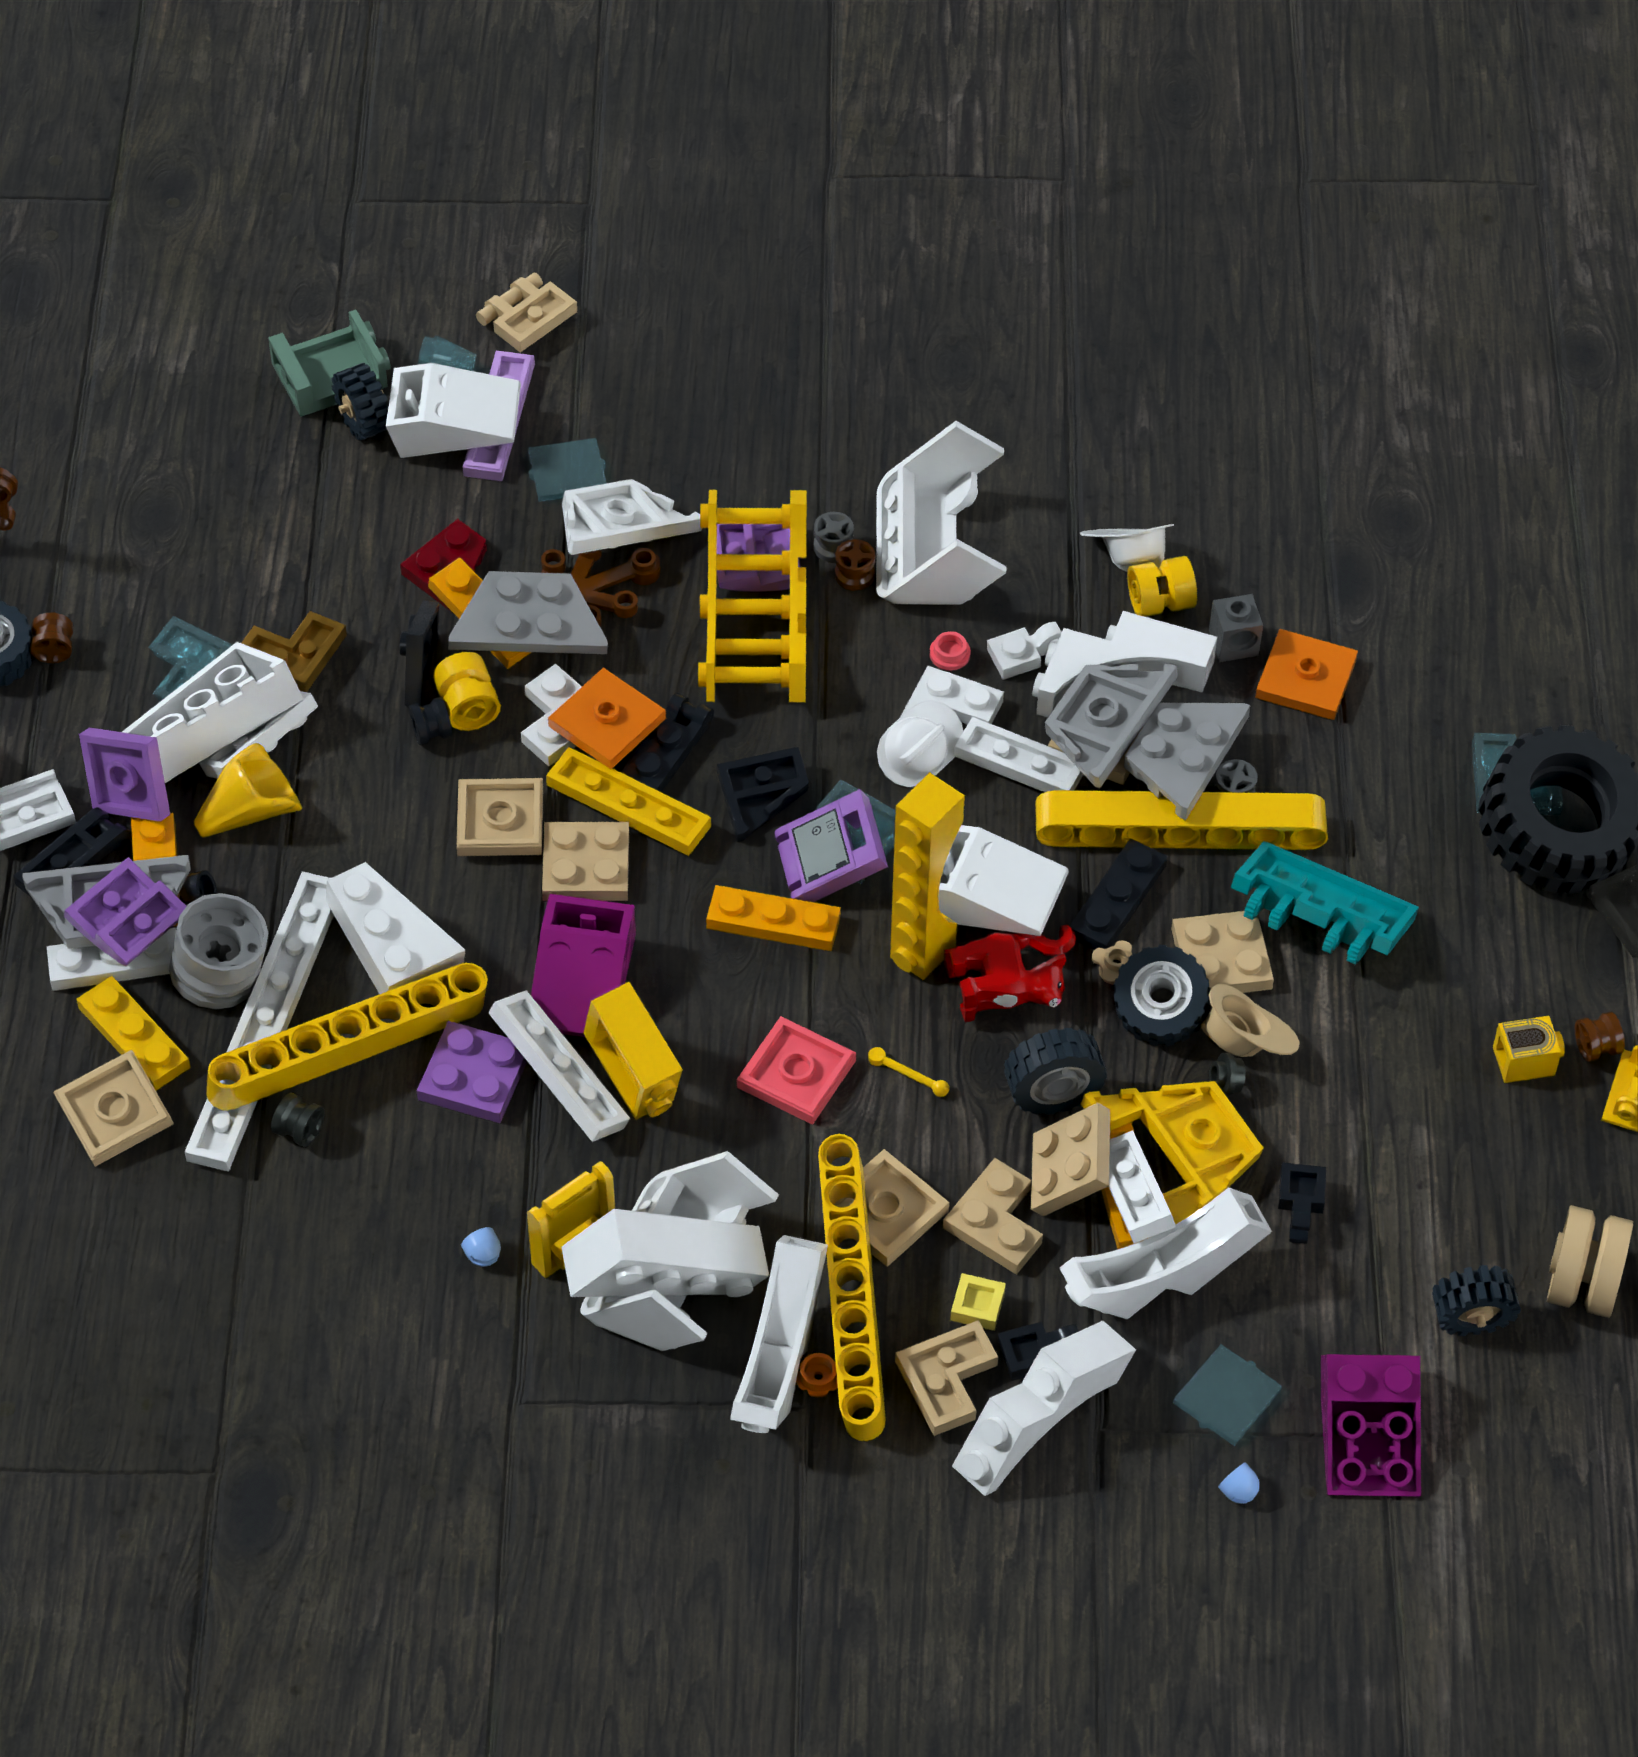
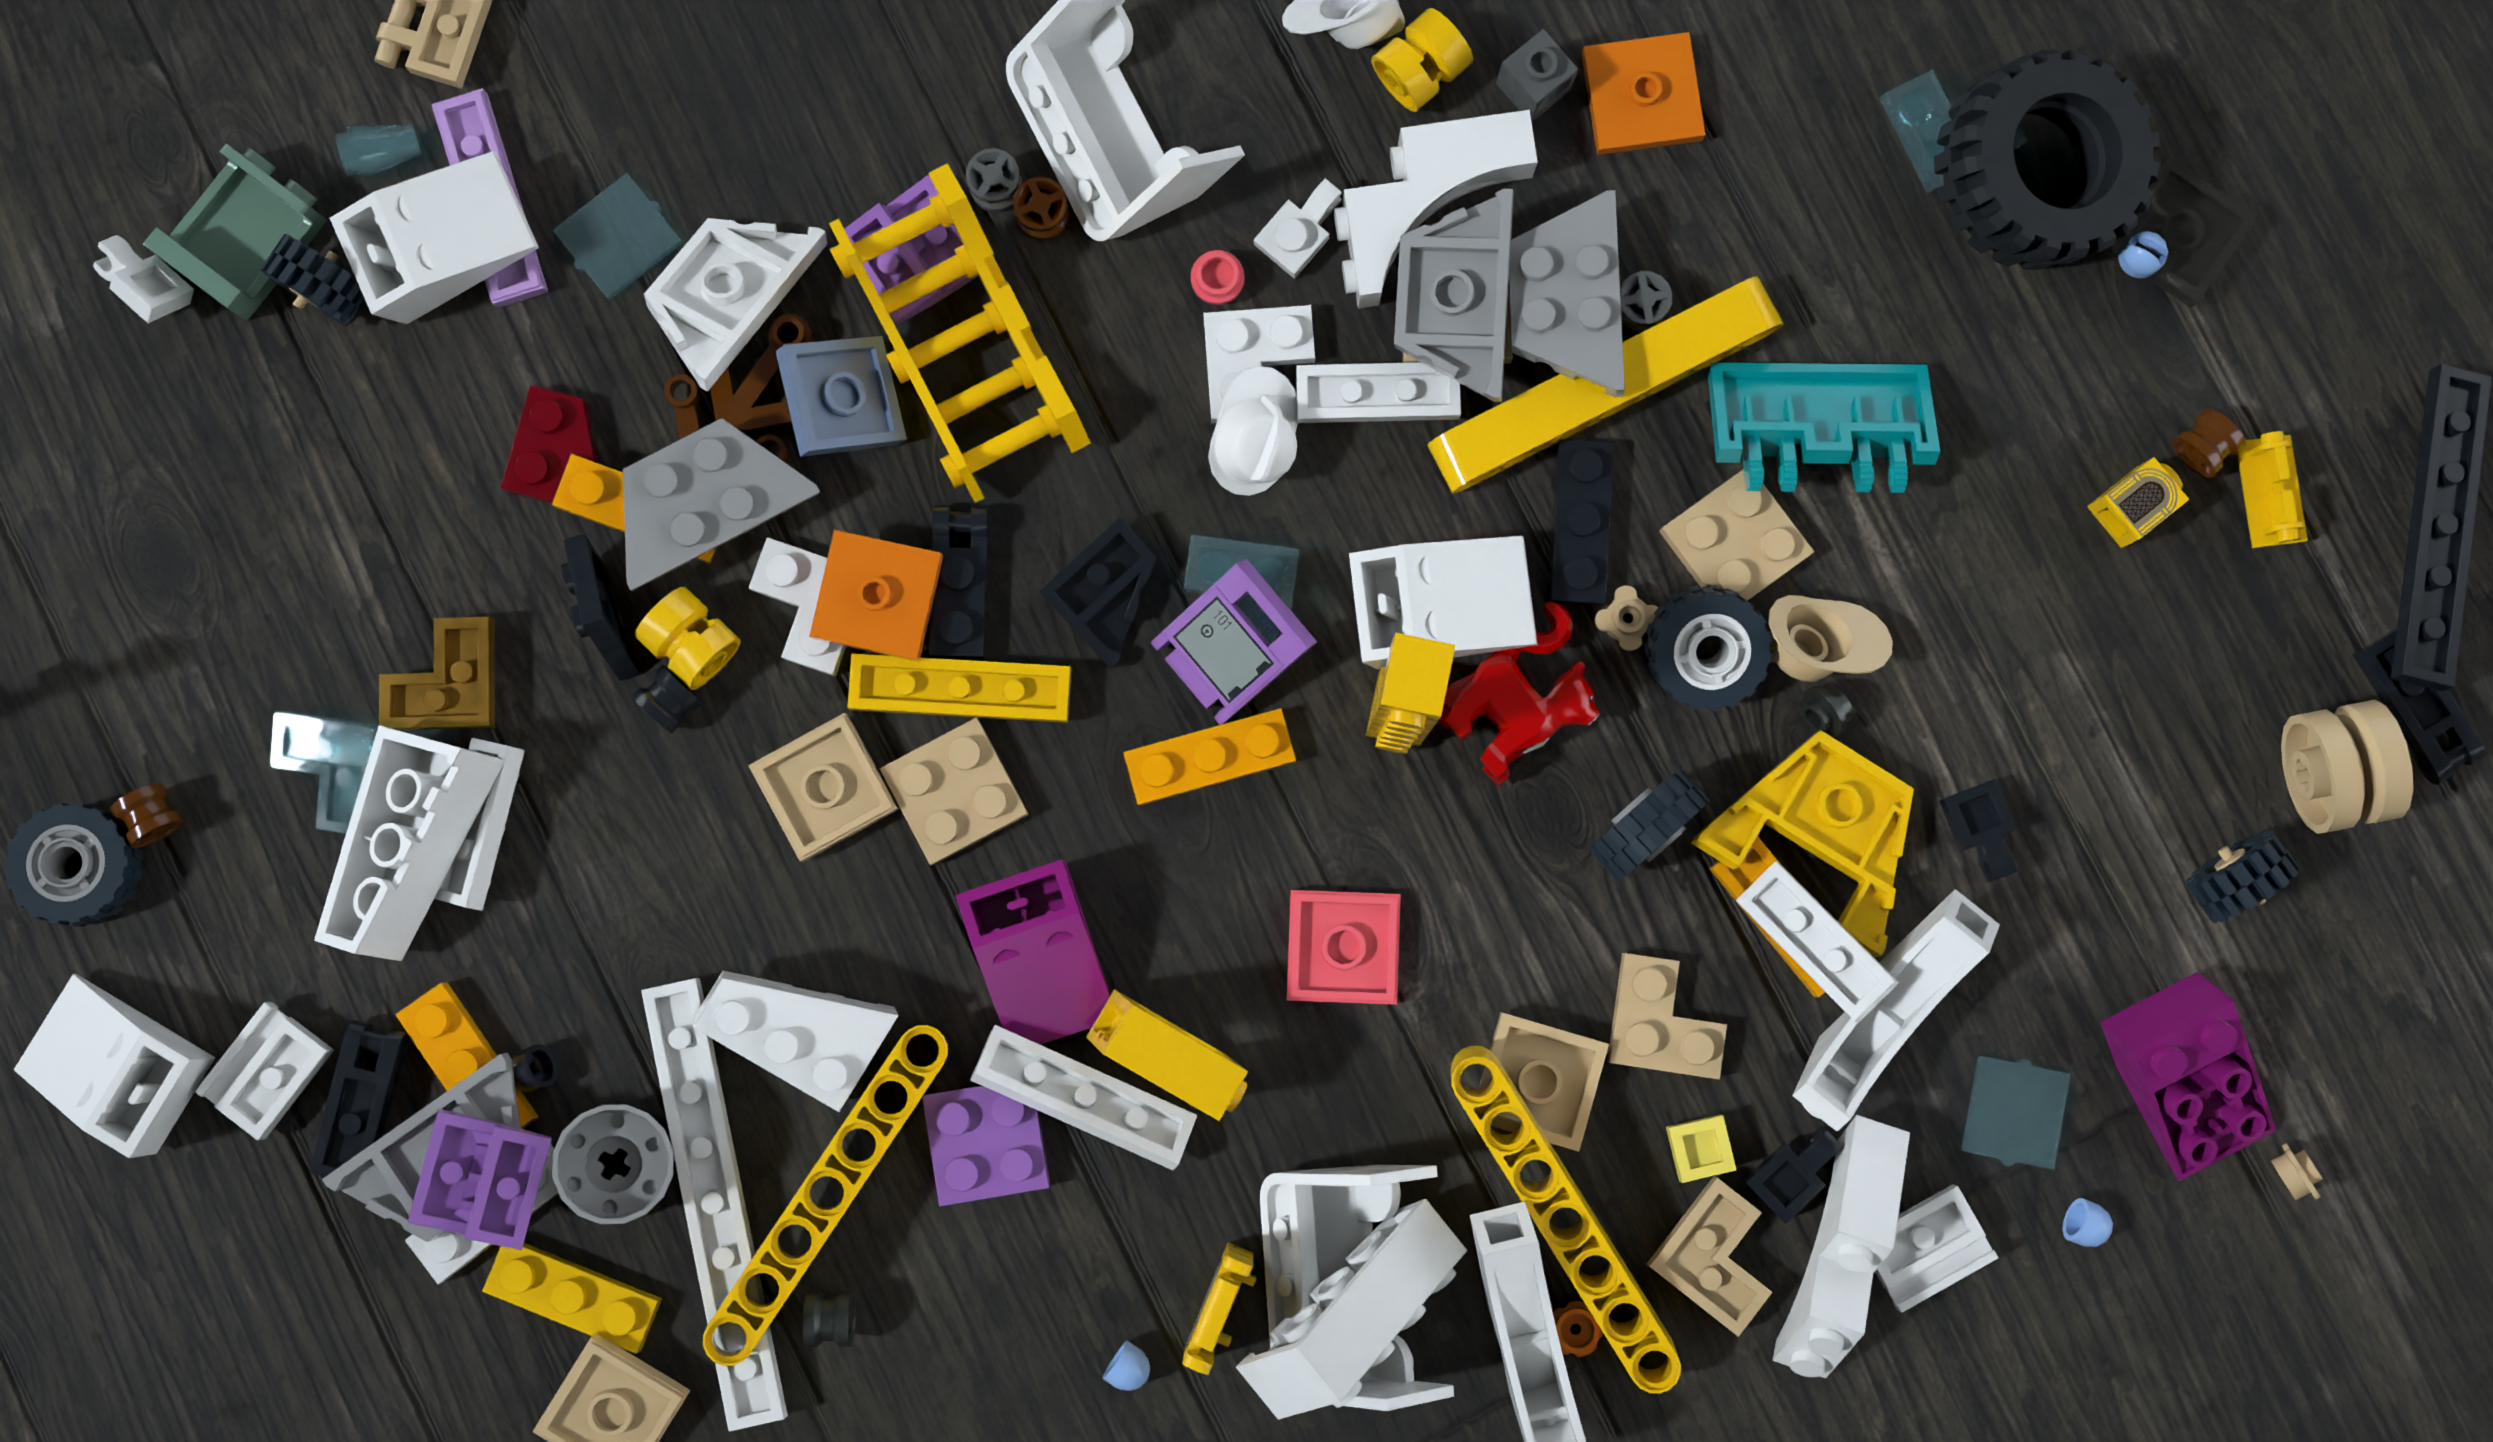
camera: 25 degrees left, 30 degrees up
(125, 774) = (359, 985): medium lavender plate -> none
(246, 793) = (518, 914): yellow hat -> none
(251, 366) = (143, 285): none -> white plate
(656, 602) = (841, 395): none -> sand blue plate
(878, 1057) = (1513, 885): yellow hinge -> none
(1070, 1159) = (1719, 925): tan plate -> none
(1109, 1442) = (1933, 1248): none -> white plate
(1419, 1521) = (2297, 1173): none -> tan plate
(1603, 901) = (2140, 262): none -> light blue hinge

